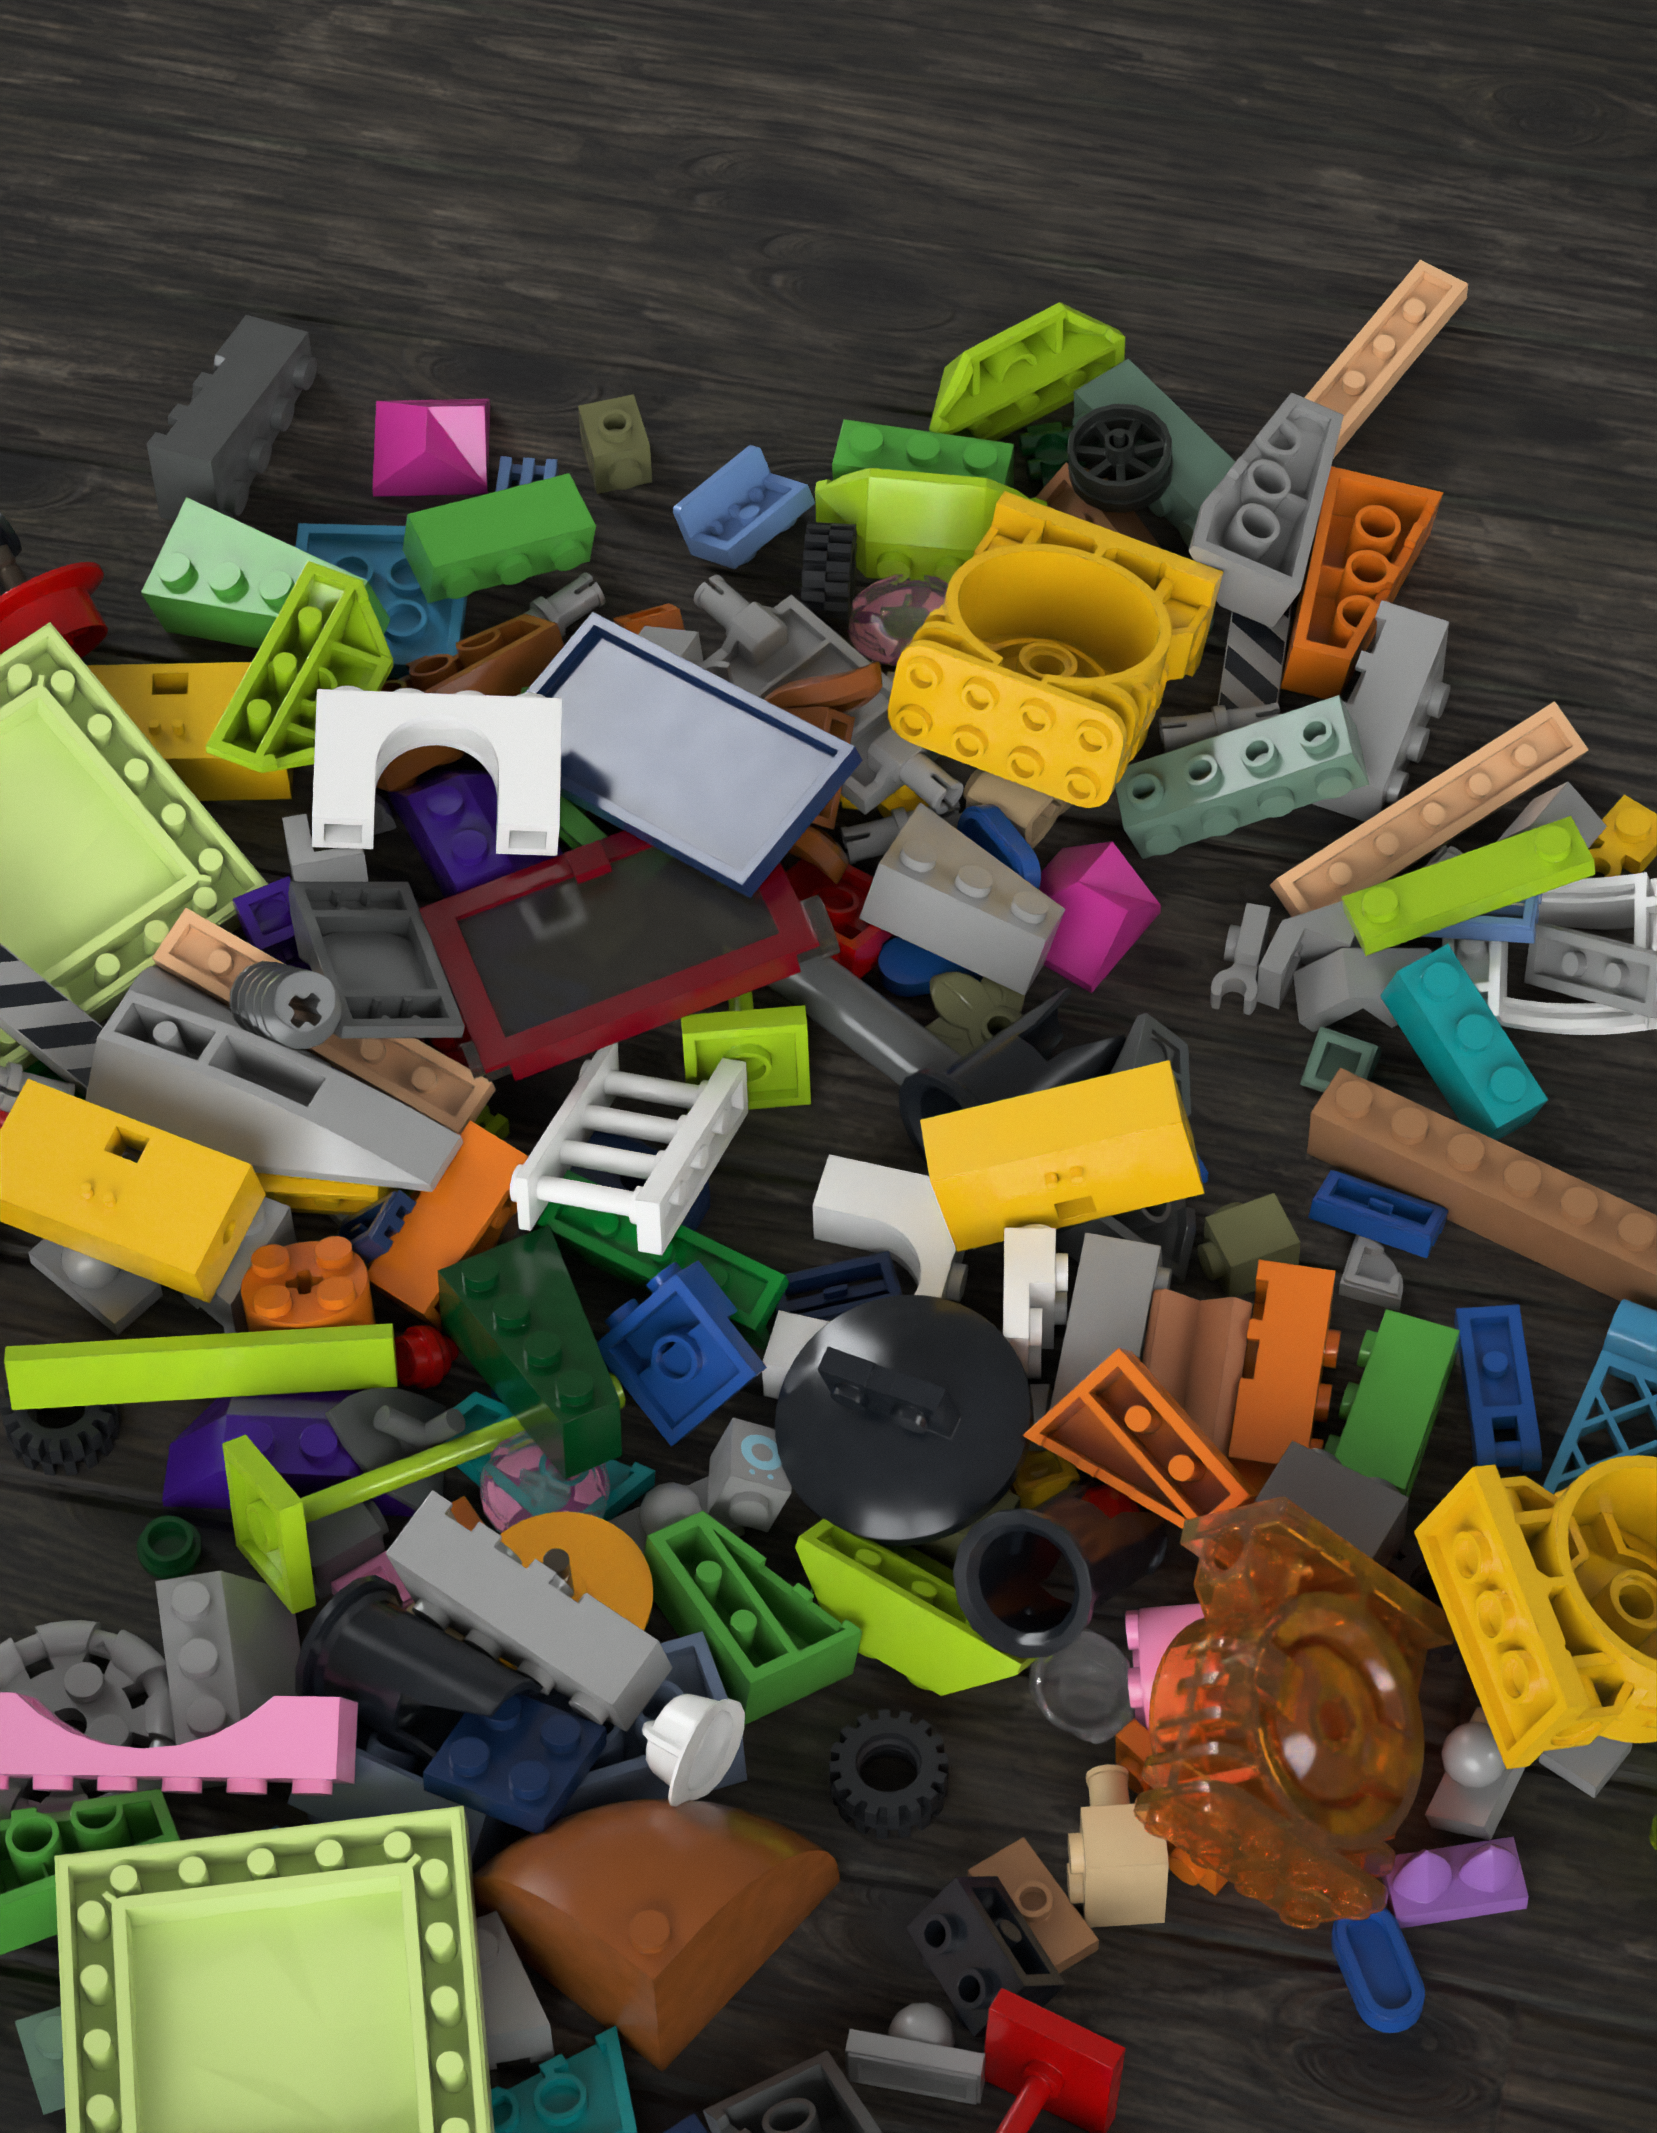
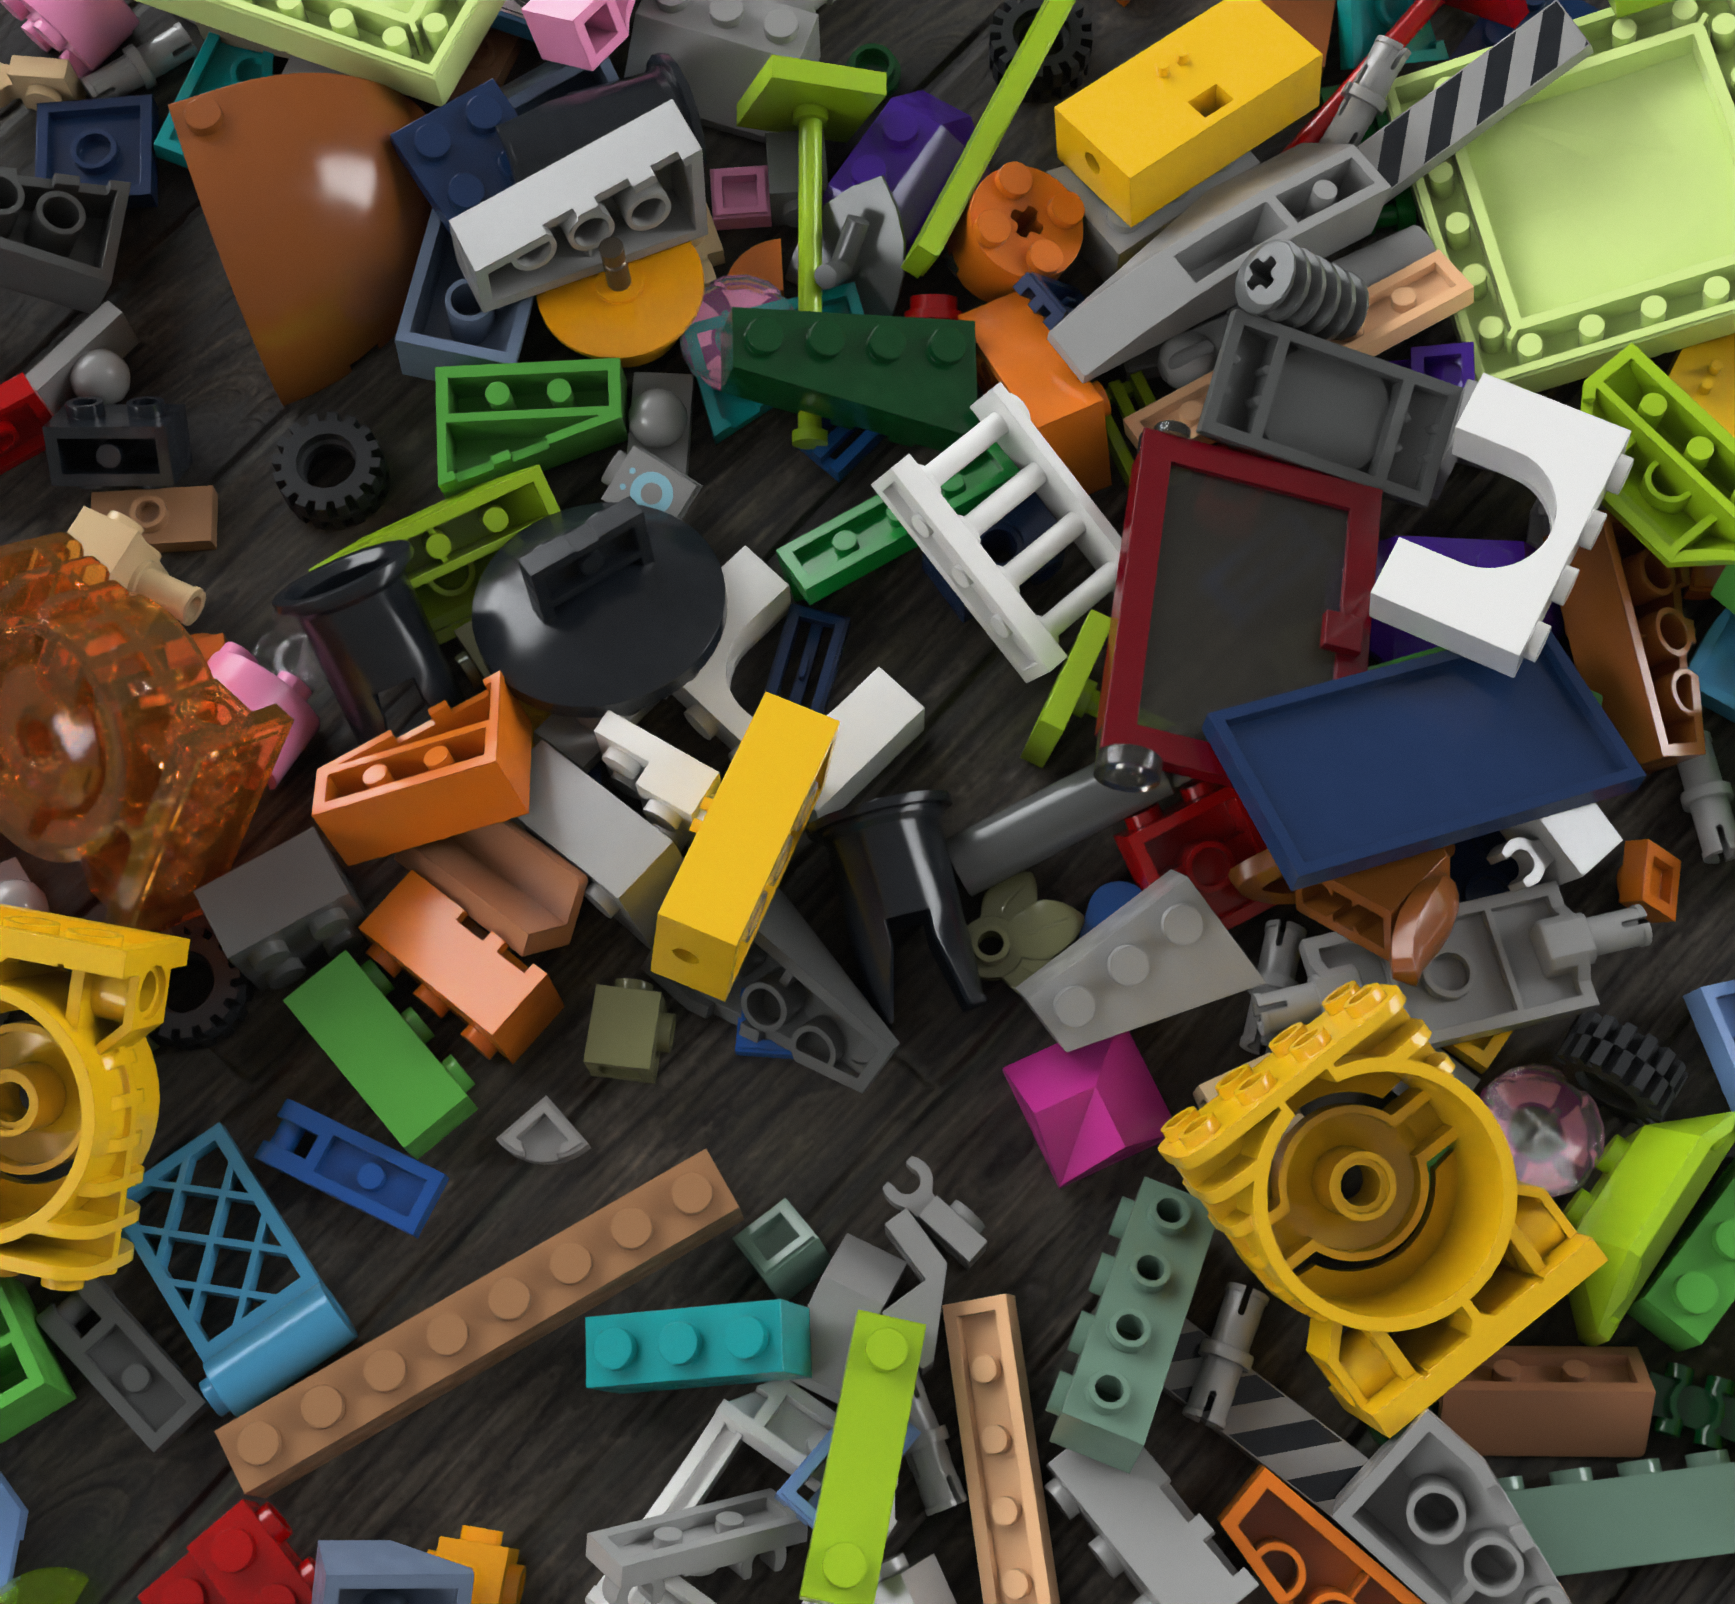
camera: 120 degrees right, 15 degrees up
(679, 1350) = (805, 481): blue plate -> none
(693, 1744) = (391, 266): white piece -> none
(997, 835) = (1185, 1045): blue tile -> none
(1118, 430) = (1622, 1438): pearl dark grey wheel -> none
(1378, 1213) = (580, 1153): blue tile -> none

